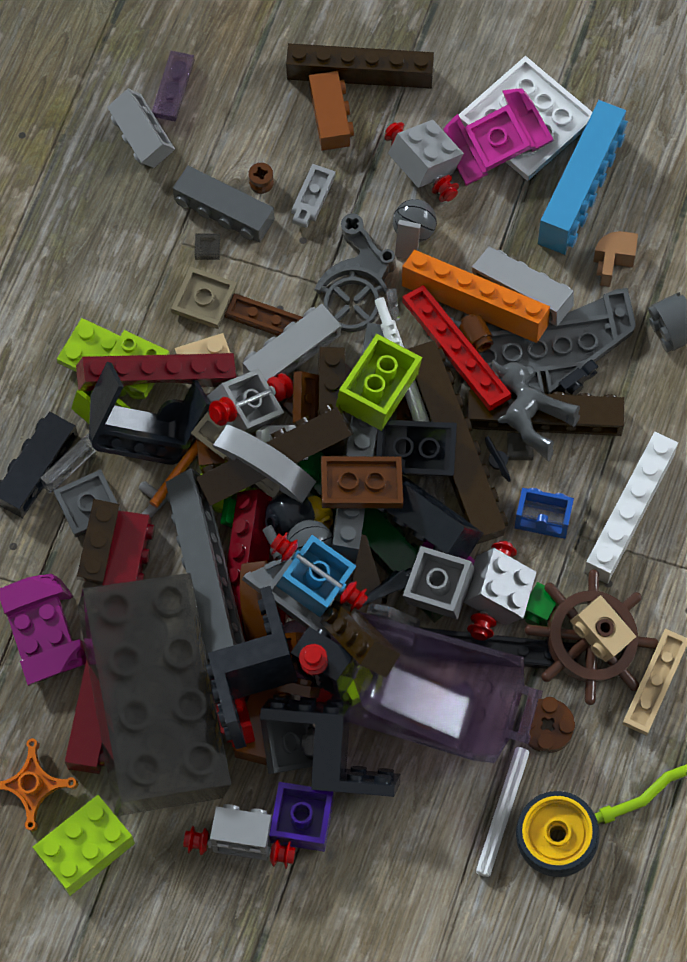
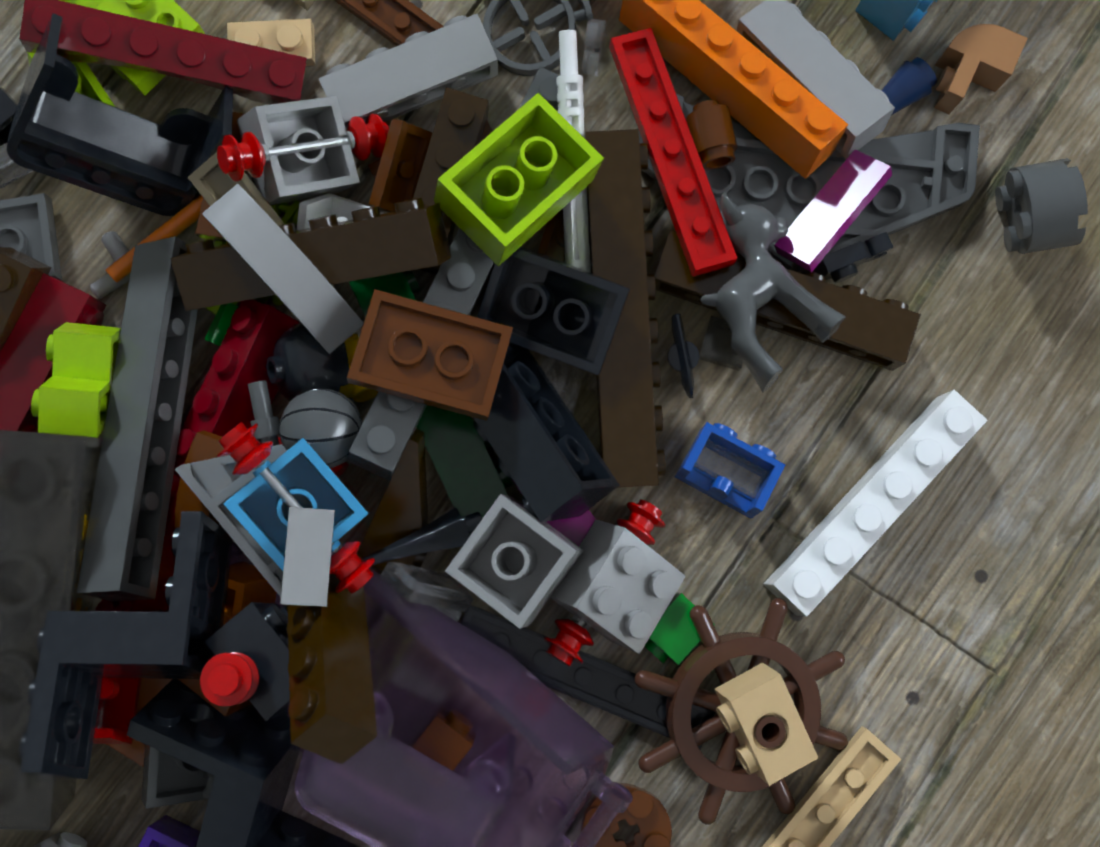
camera: 10 degrees right, 15 degrees up
(162, 553) = (81, 380): none -> lime brick
(334, 590) = (307, 557): none -> light grey piece
(557, 355) = (833, 210): none -> tile
(580, 277) = (910, 83): none -> dark blue cone

